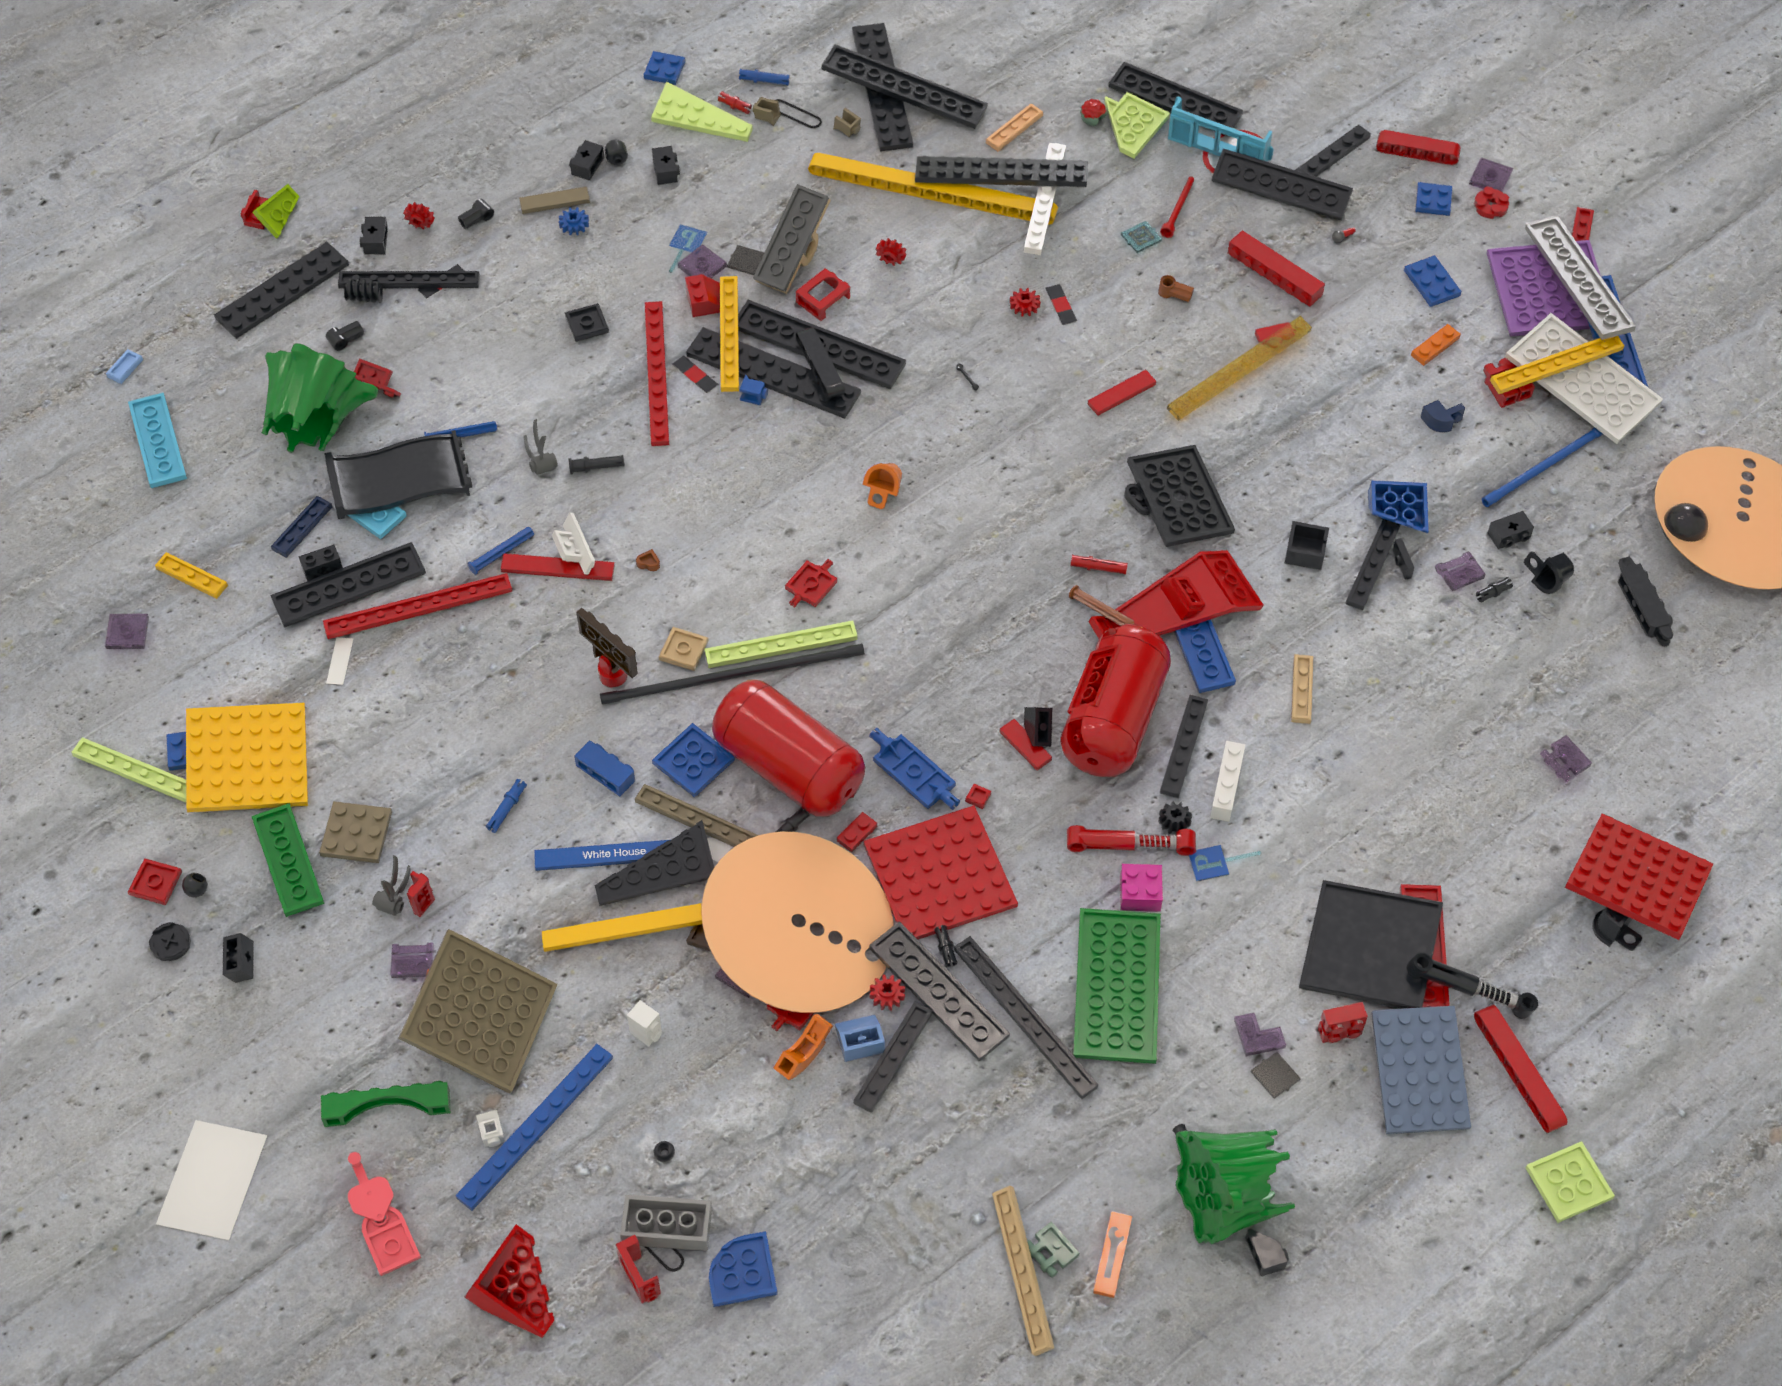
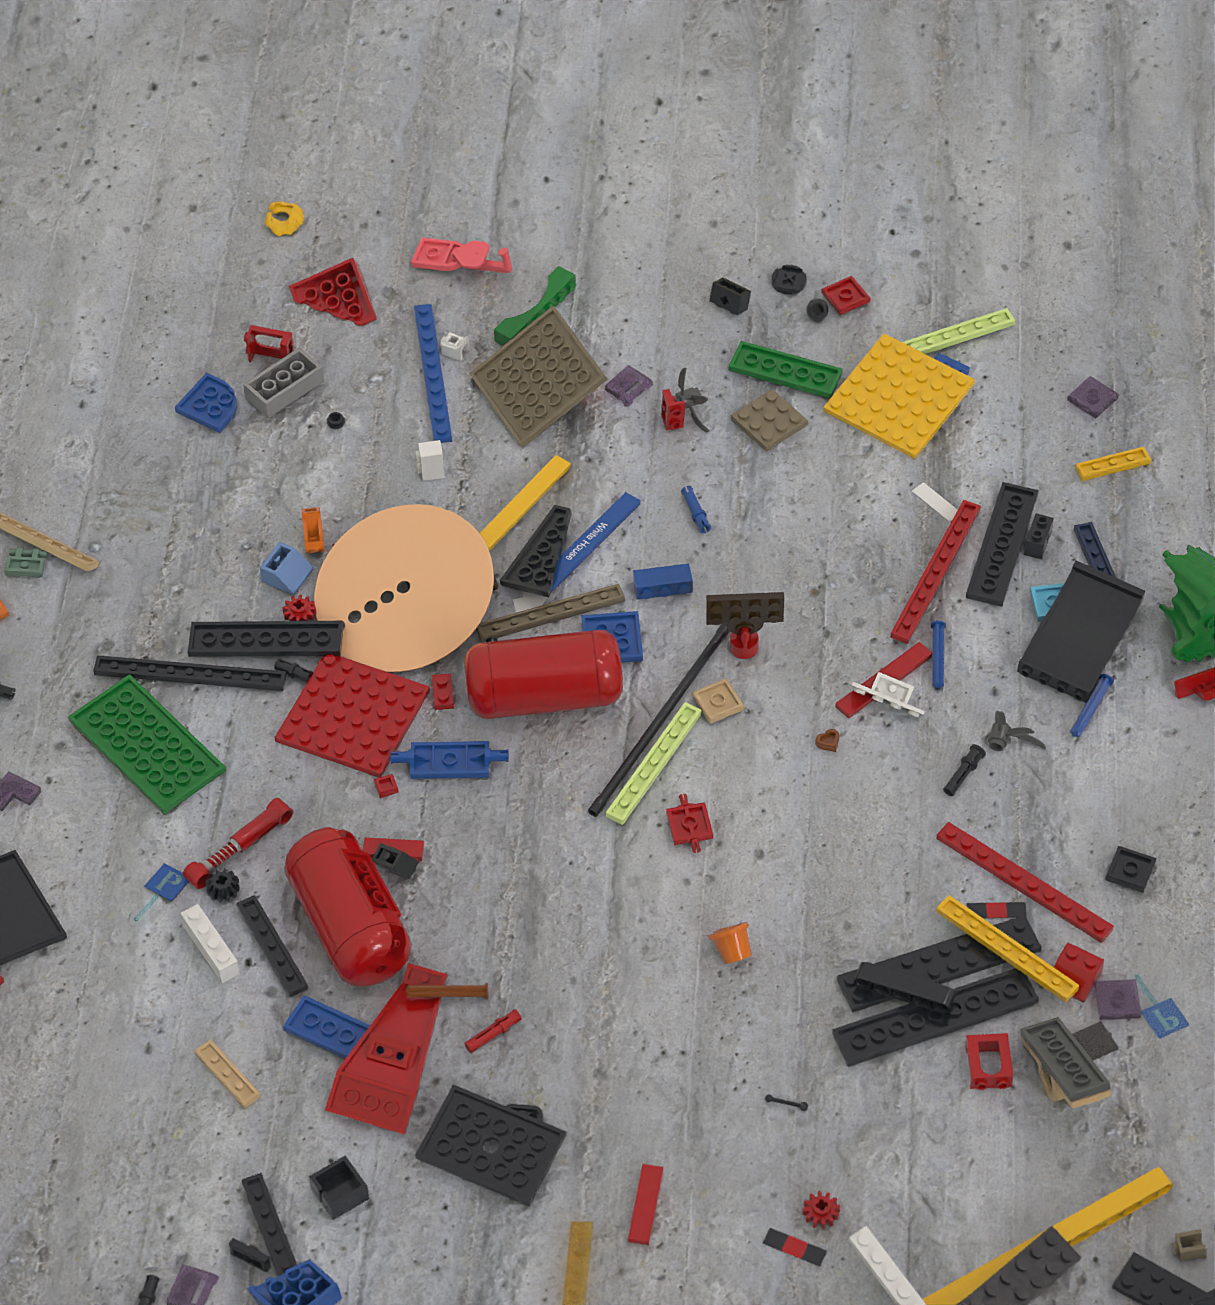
camera: 135 degrees right, 5 degrees down
(211, 1180) = (585, 207): white sticker -> none
(753, 391) = (930, 928): blue window -> none
(891, 251) = (983, 1145): red gear -> none
(892, 1057) = (251, 578): black plate -> none
(1141, 887) = (195, 815): dark pink piece -> none

